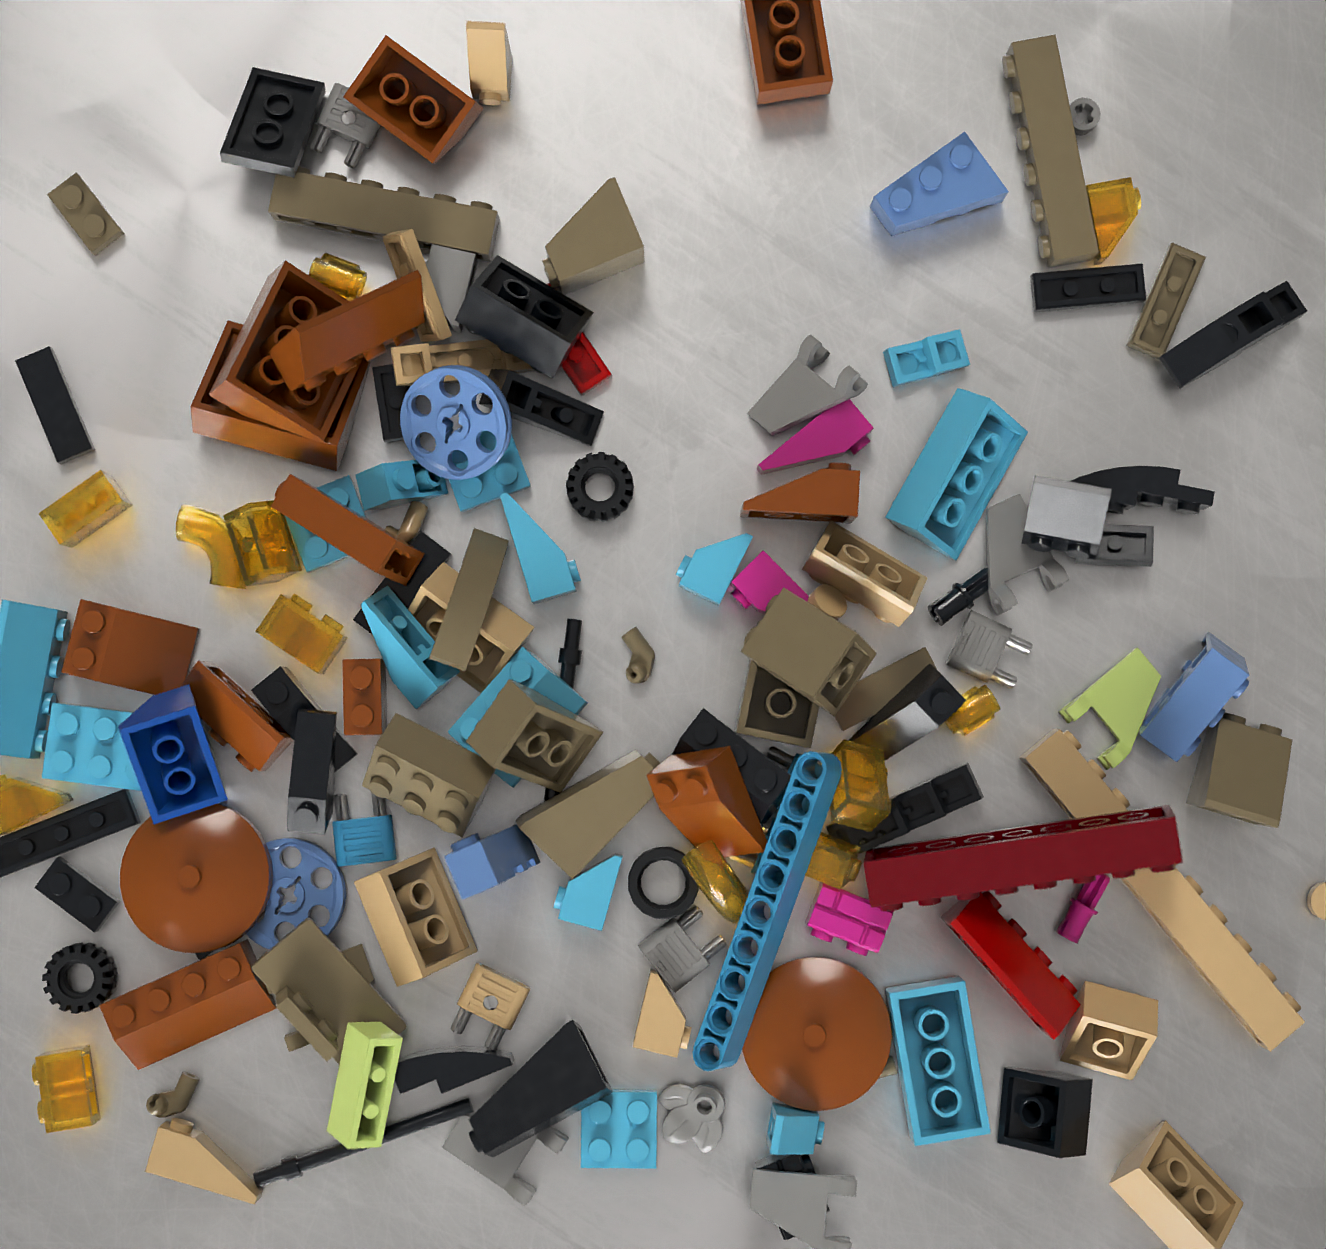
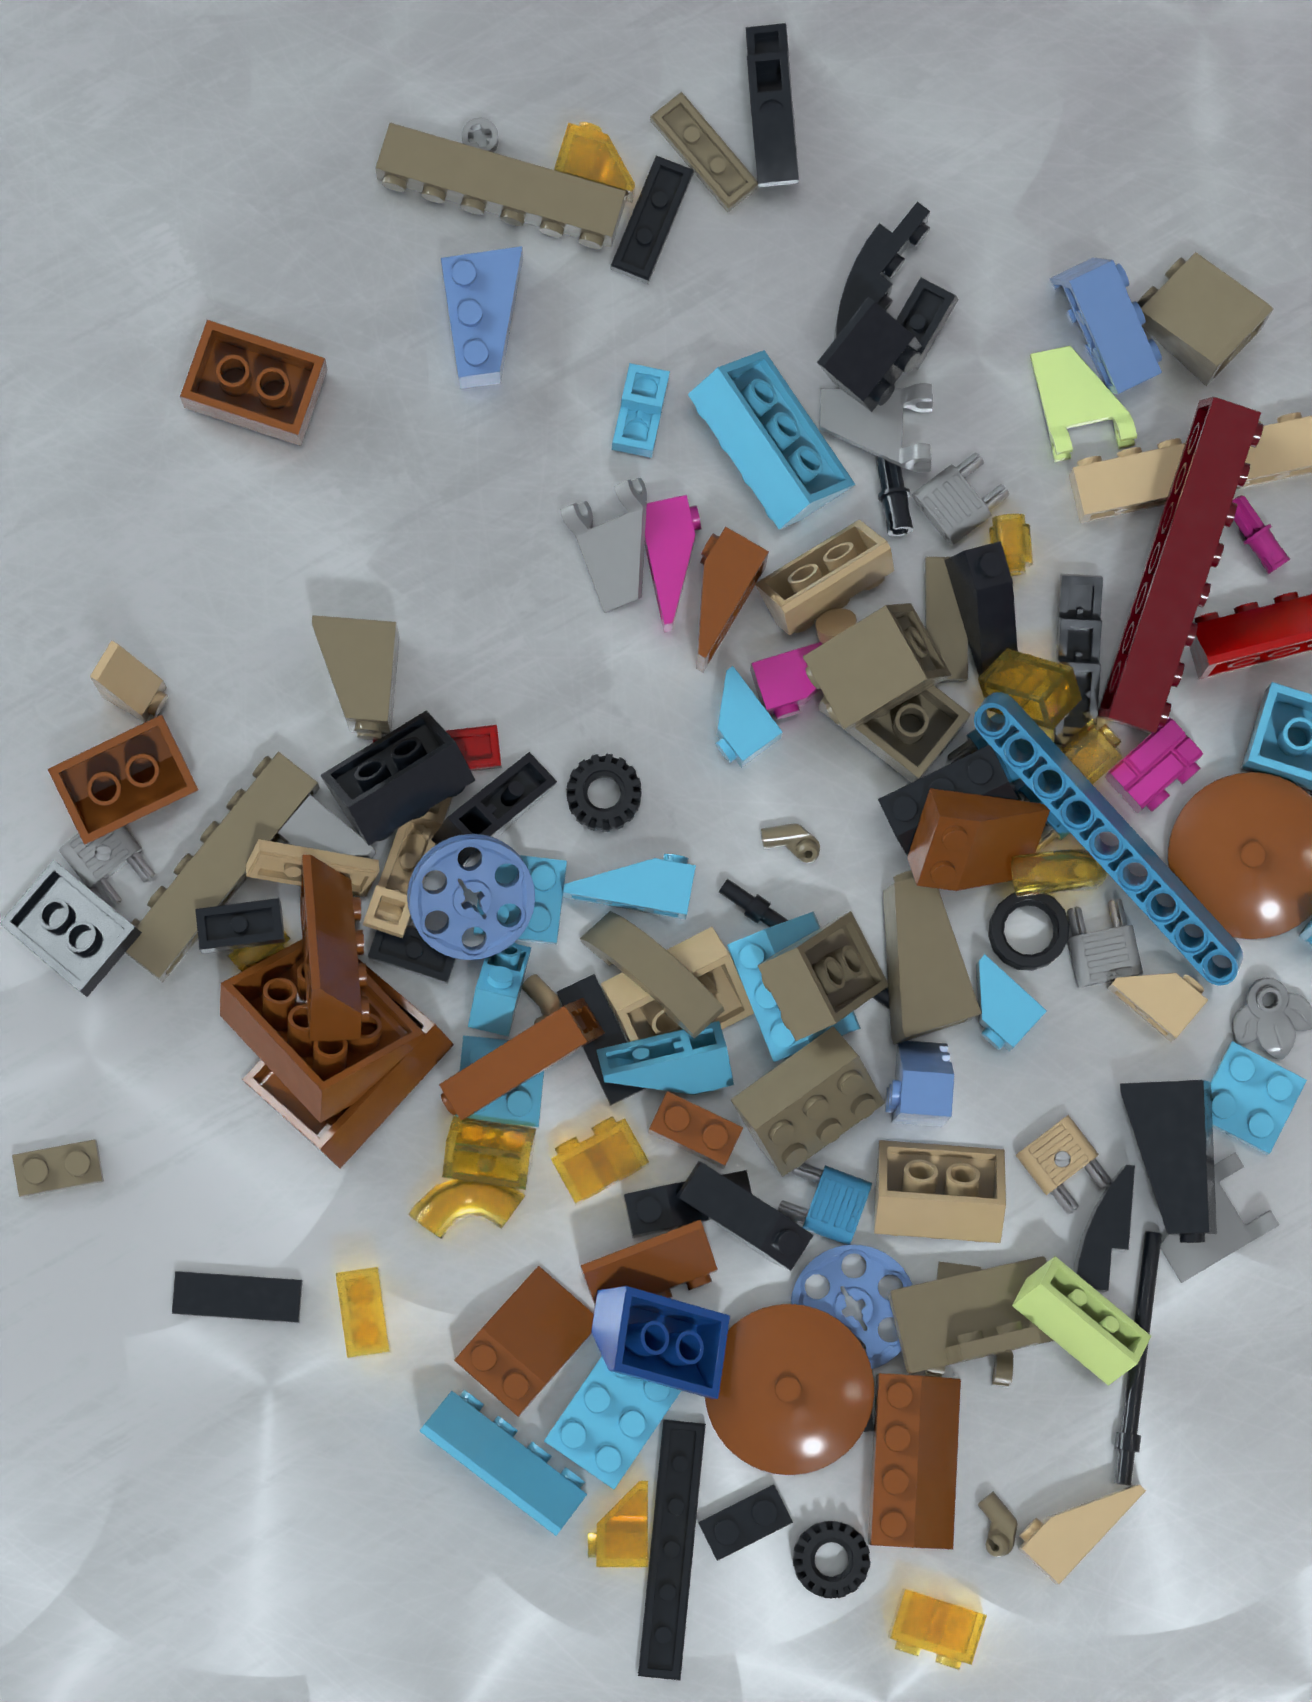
camera: 65 degrees left, 5 degrees down
(339, 251) = (240, 925): none -> black plate

